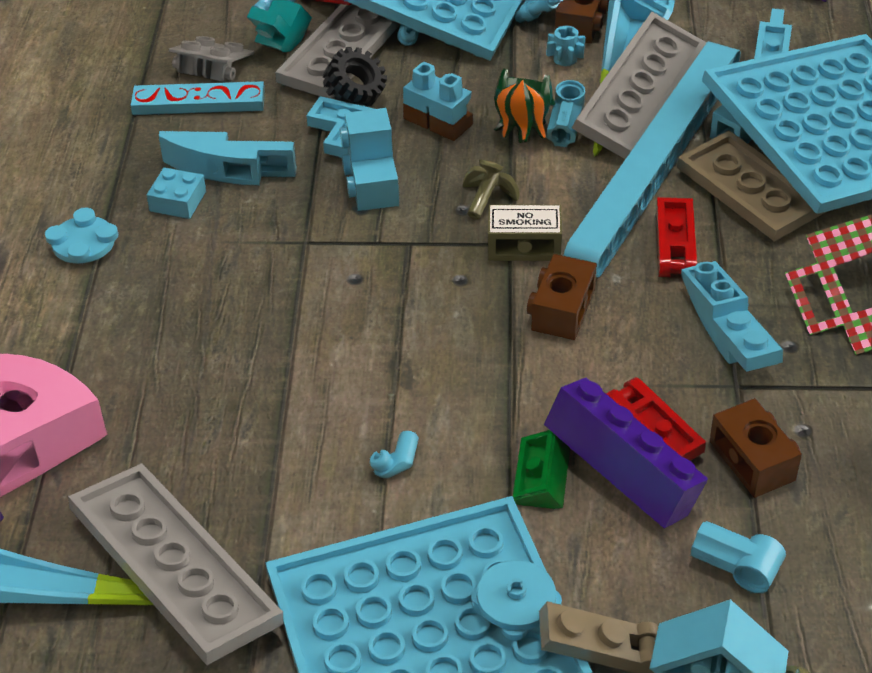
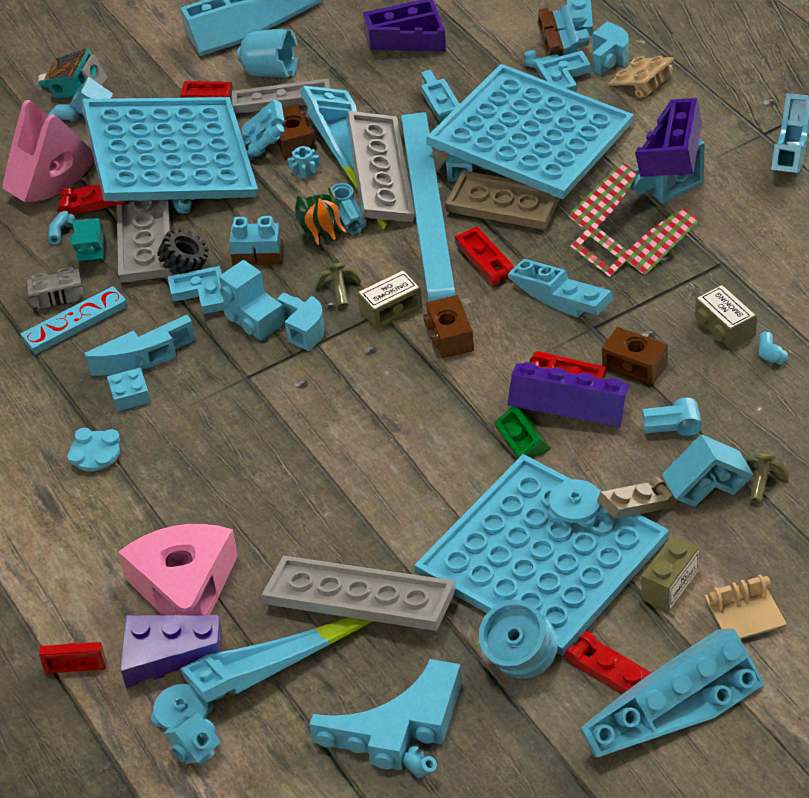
camera: 30 degrees left, 0 degrees up
(389, 465) = (434, 472): medium azure arm -> none
(413, 212) = (302, 320): none -> medium azure brick

